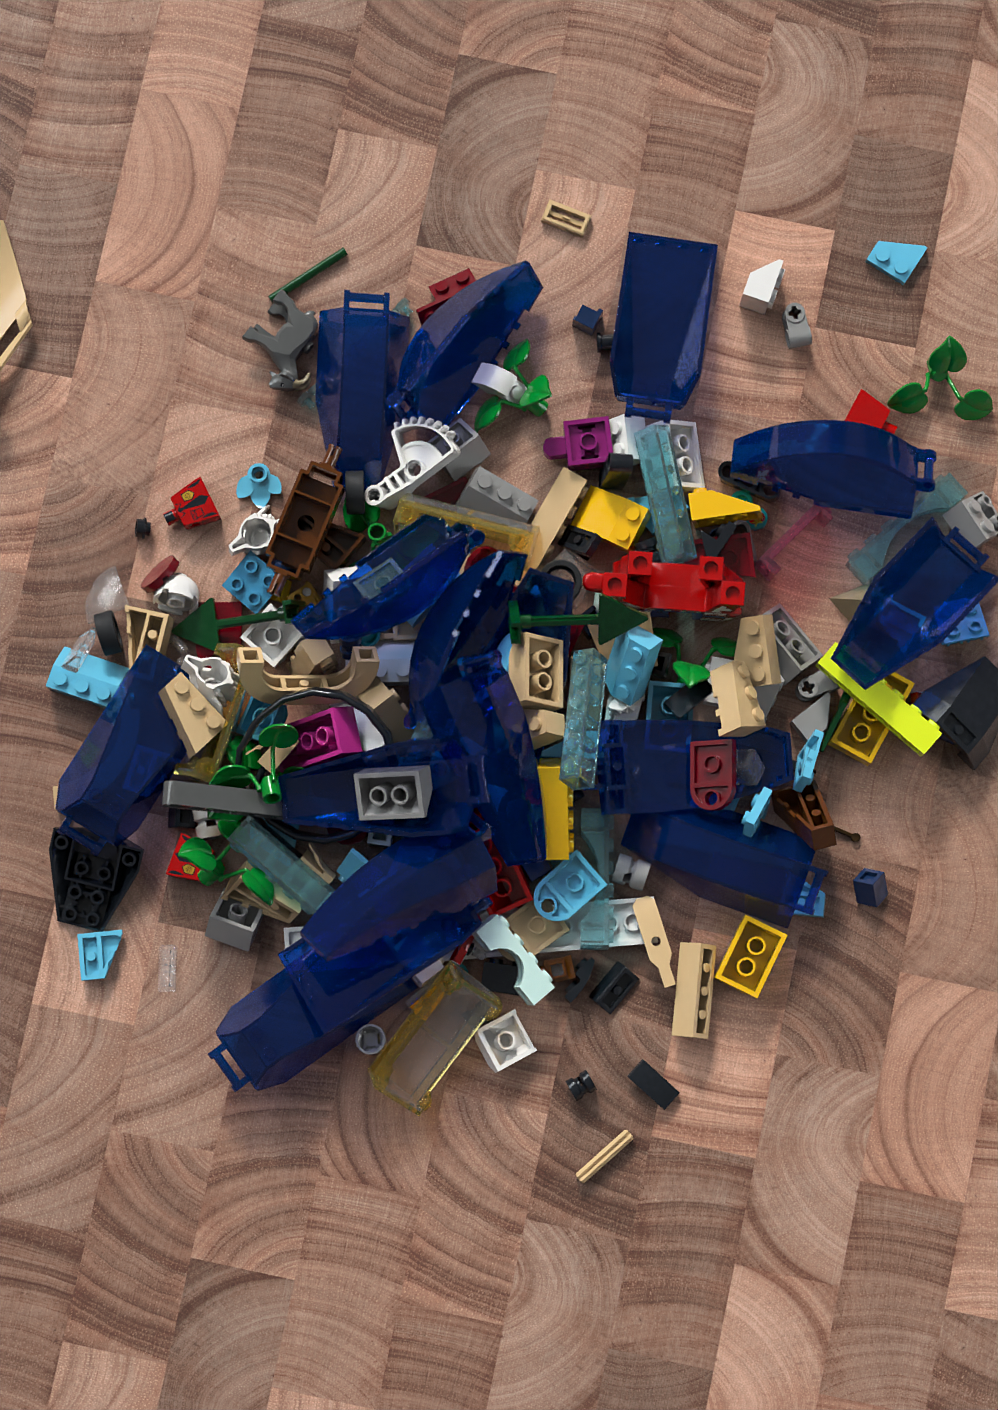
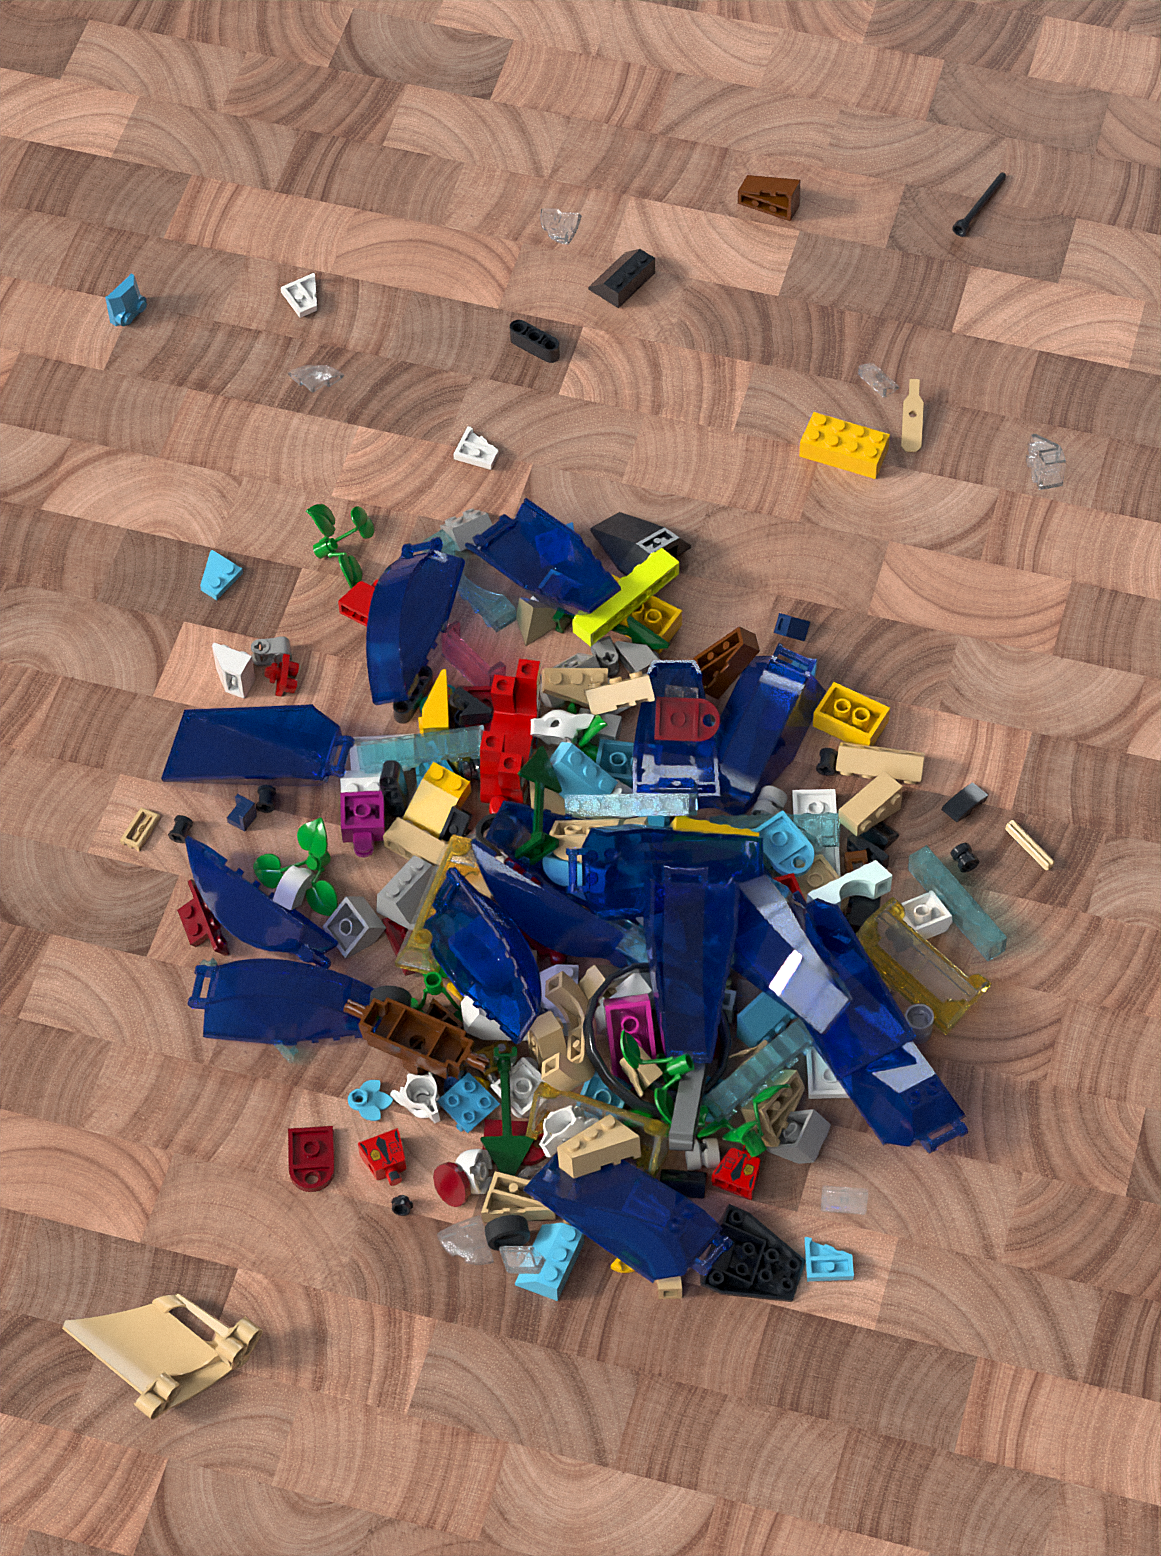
camera: 85 degrees left, 25 degrees down
(195, 434) = (311, 1155): none -> dark red tile
(289, 343) = (231, 1064): dark grey animal -> none
(312, 272) = (162, 1047): dark green bar -> none
(371, 582) = (489, 966): clear light blue slope -> none
(393, 792) = (692, 952): light grey slope -> none
(415, 453) = (359, 951): white arm -> none
(522, 1077) = (964, 909): none -> clear light blue brick
(565, 259) = (180, 829): none -> black bush
(628, 981) = (872, 804): none -> tan wedge
(650, 927) = (822, 789): tan piece -> none
(688, 698) = (614, 741): black slope -> none
(694, 638) = (560, 726): none -> white piece
(694, 932) = (827, 761): none -> black bush
(755, 344) = (280, 674): none -> red hips
(760, 807) = (722, 690): medium azure wing -> none
(806, 761) = (672, 652): medium azure wing -> none

